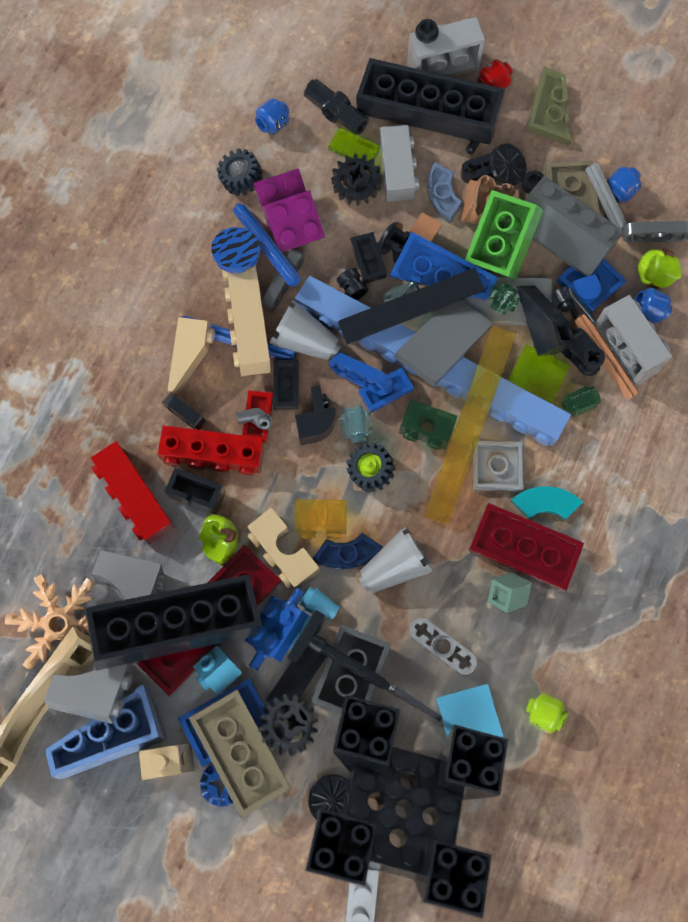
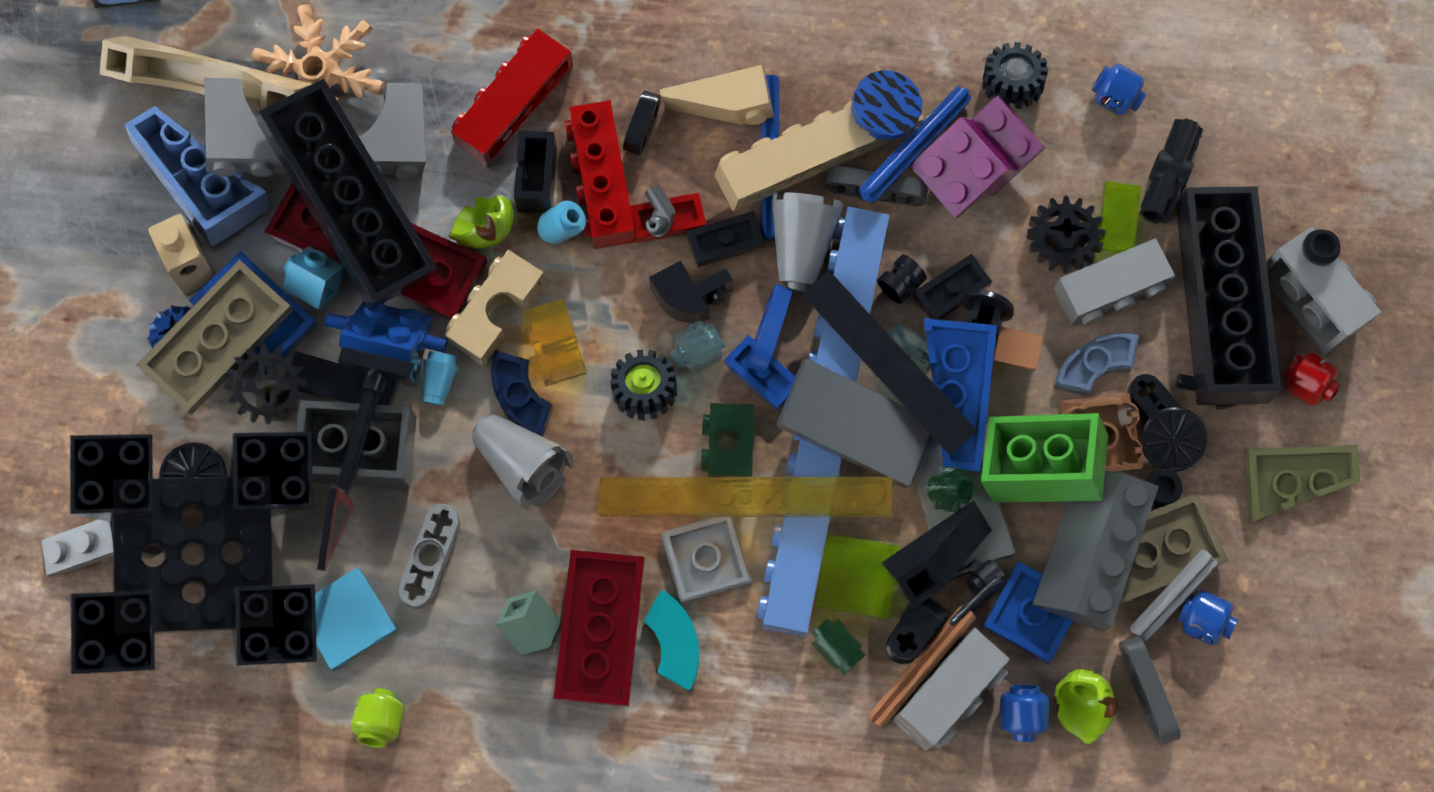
camera: 70 degrees right, 0 degrees up
(238, 486) = (561, 222): none -> medium azure brick
(587, 288) = (1012, 606): blue tile -> none

